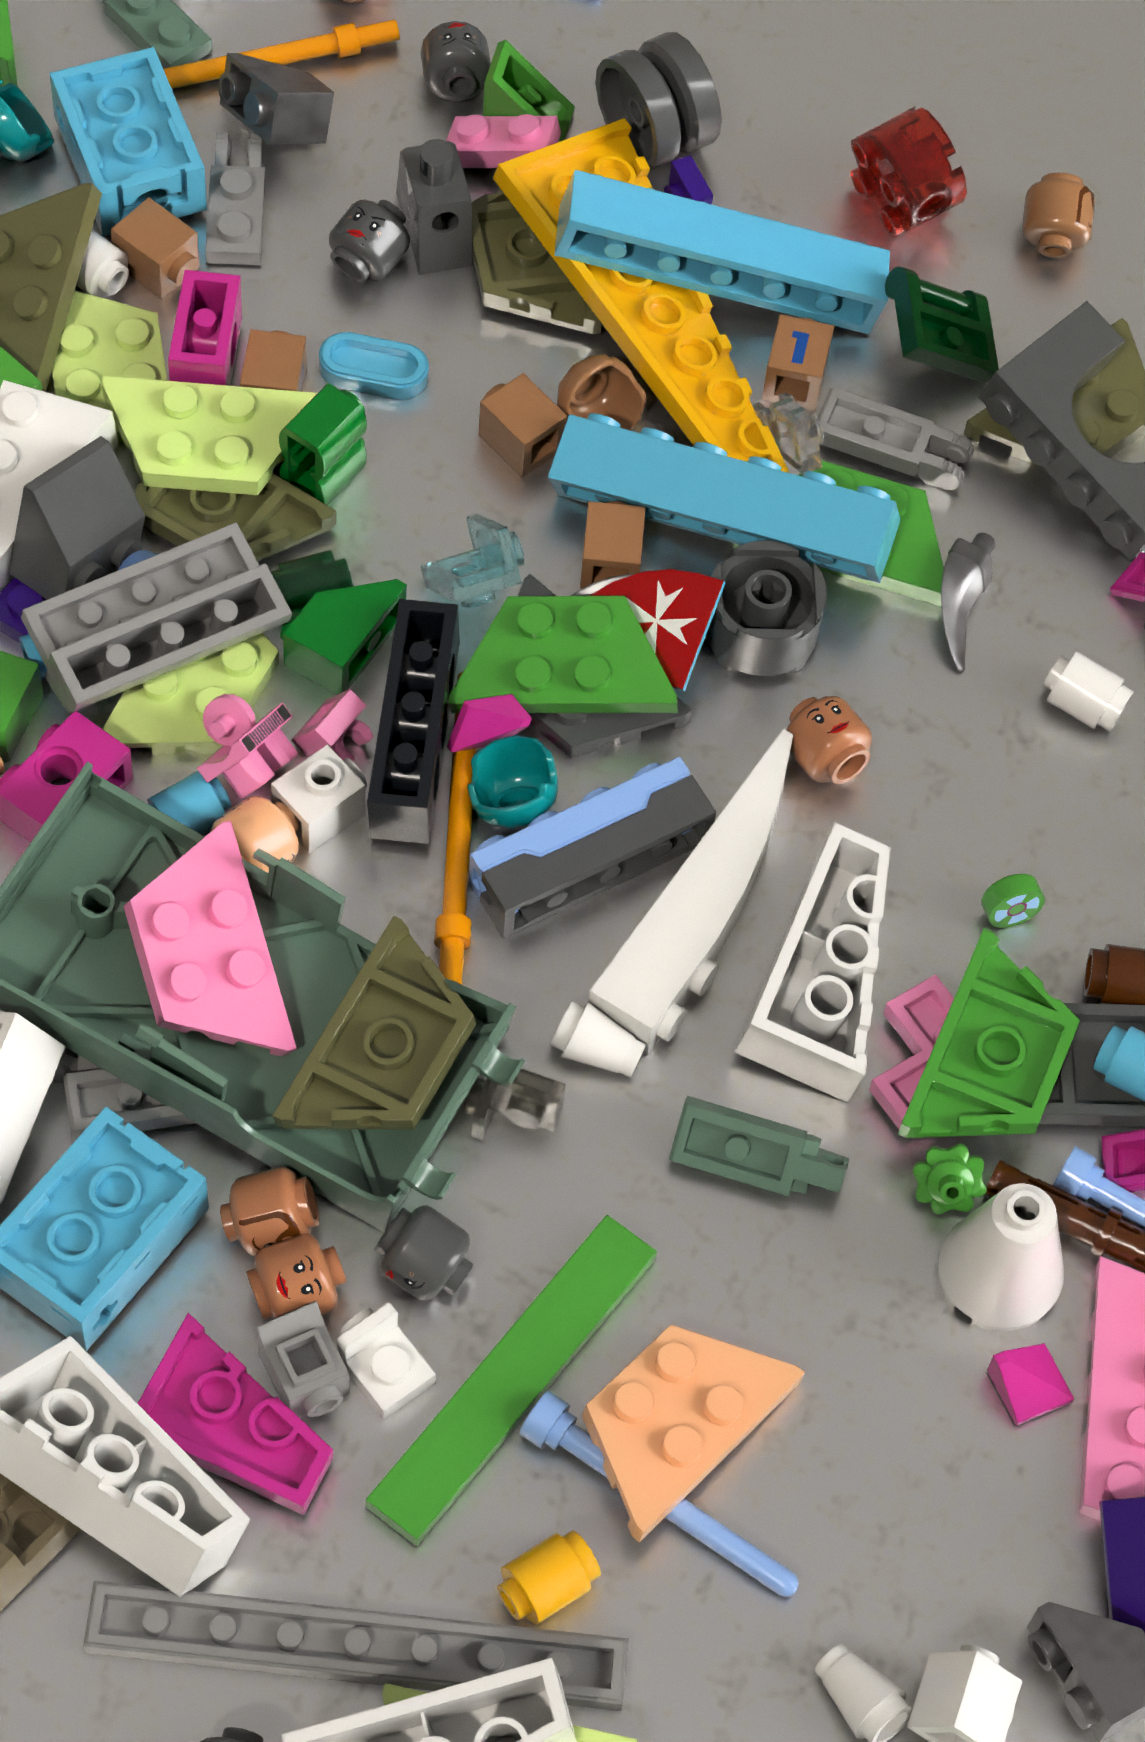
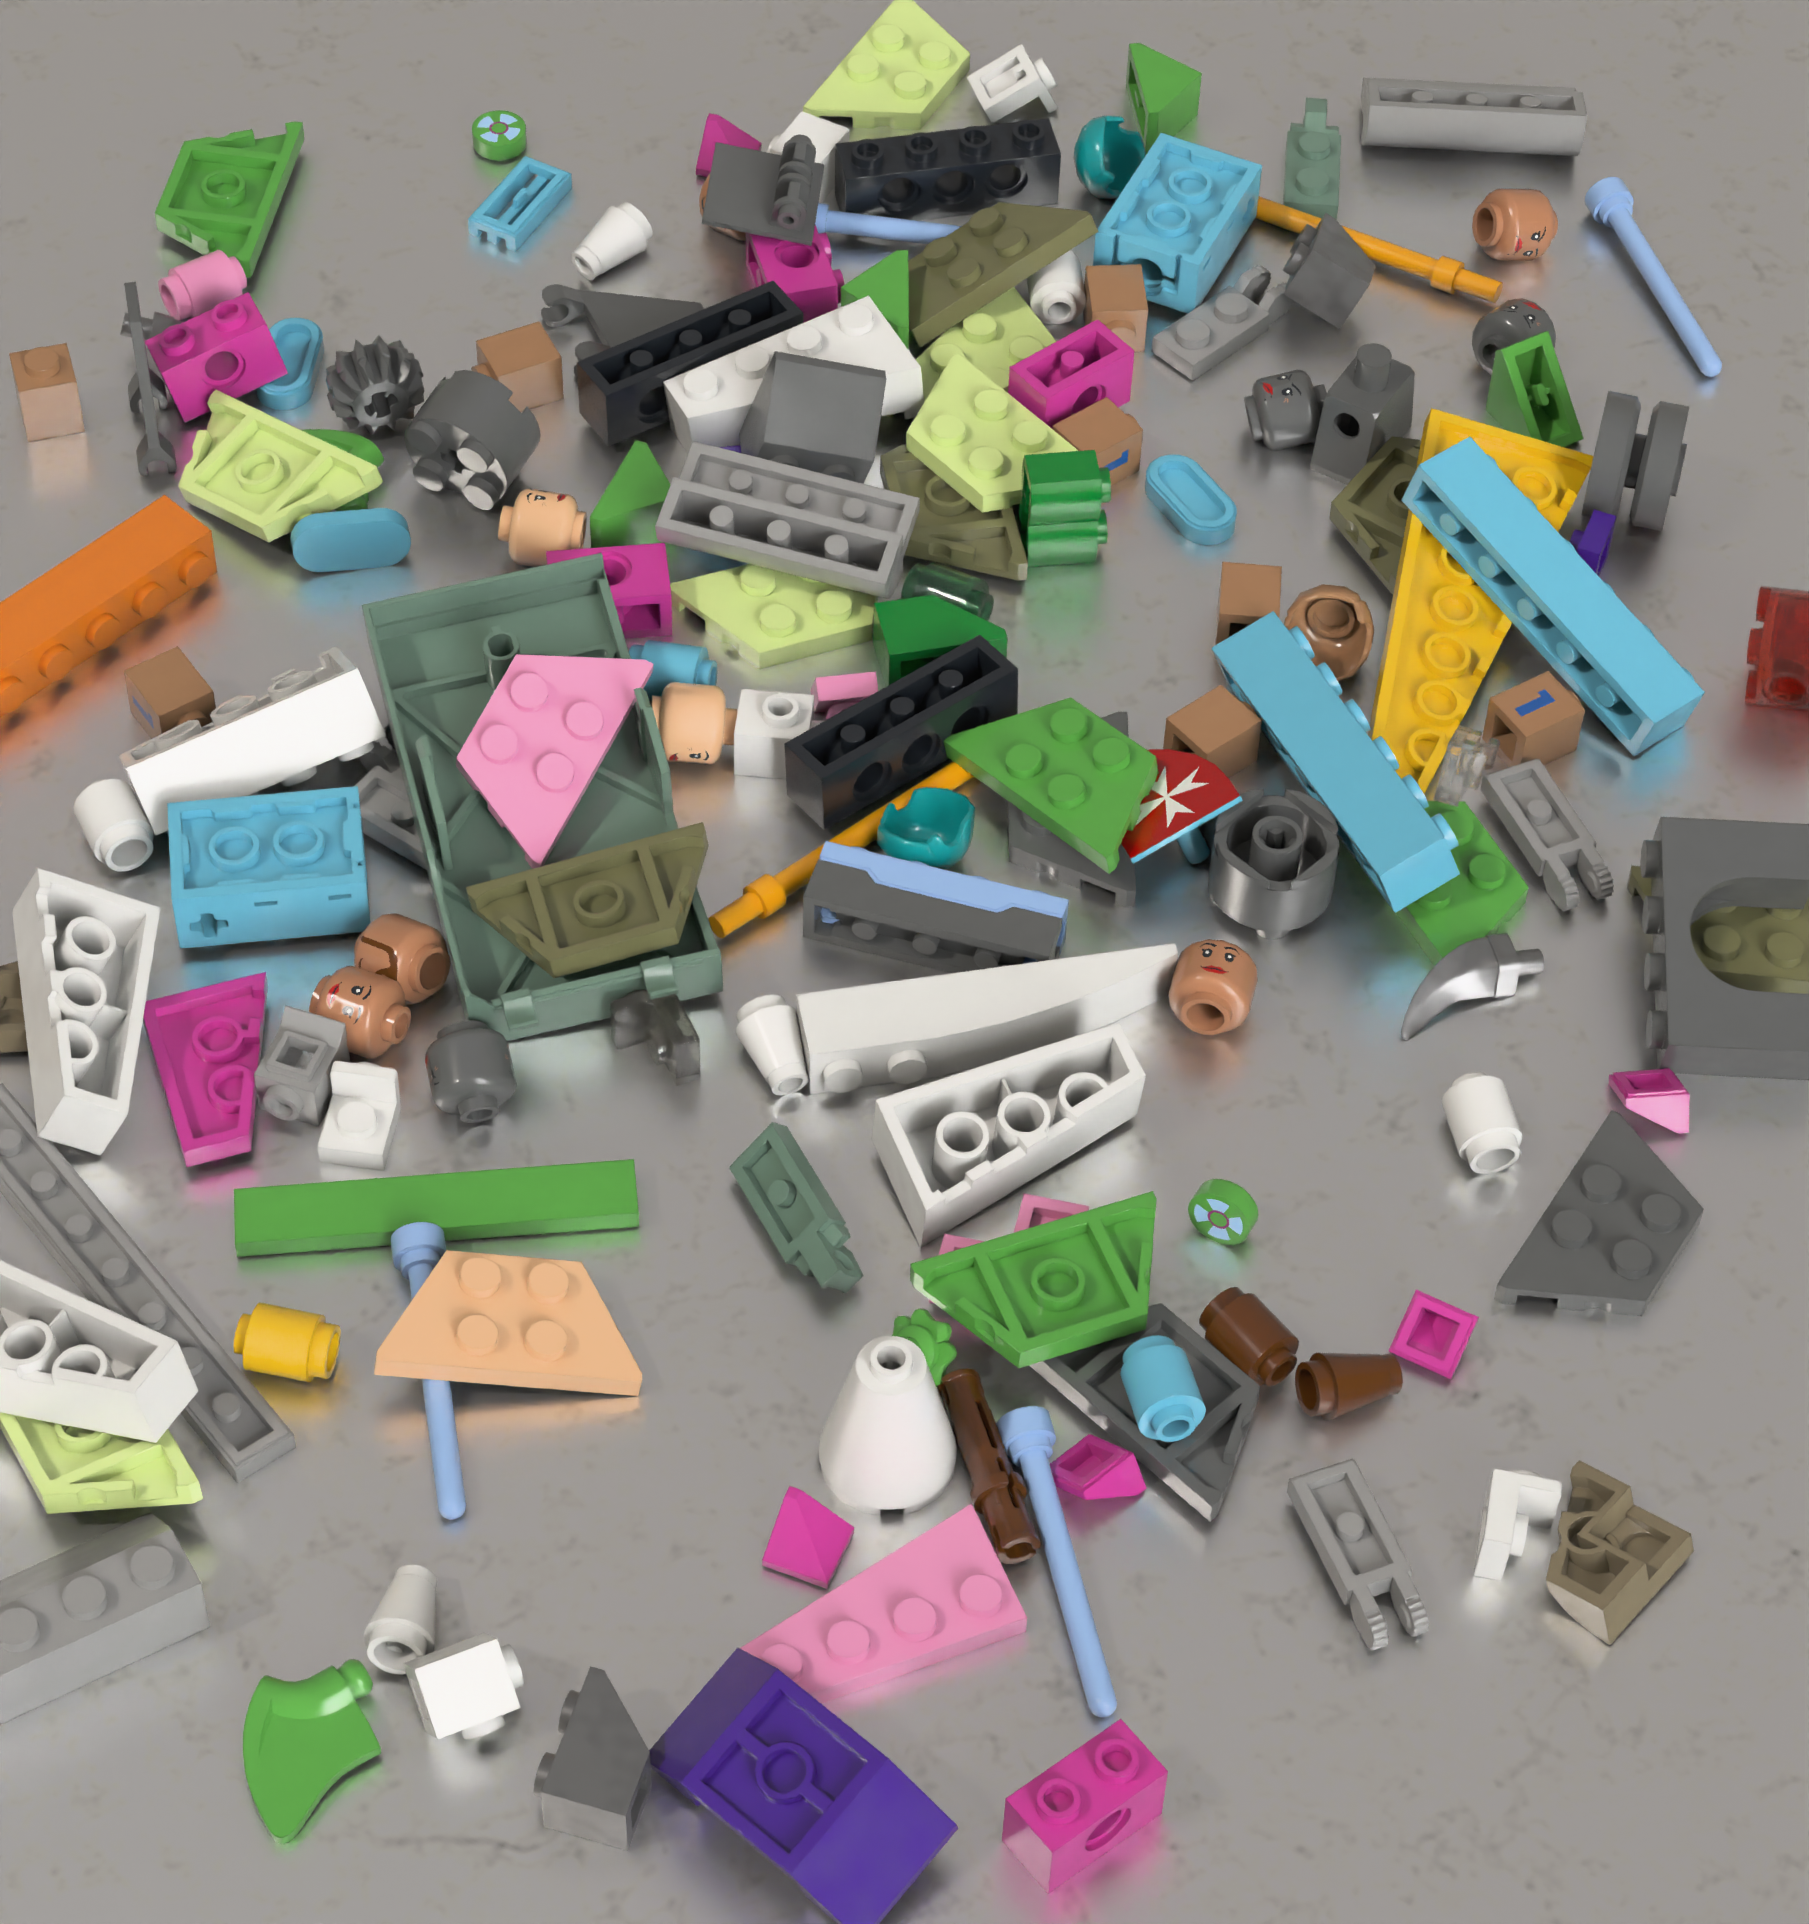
camera: 50 degrees right, 10 degrees down
(249, 748) = (758, 644): bright pink hips -> none
(479, 572) = (1102, 666): clear light blue bracket -> none
(487, 720) = (949, 766): dark pink slope -> none
(496, 139) = (1473, 401): bright pink plate -> none
(943, 326) = (1673, 782): dark green plate -> none

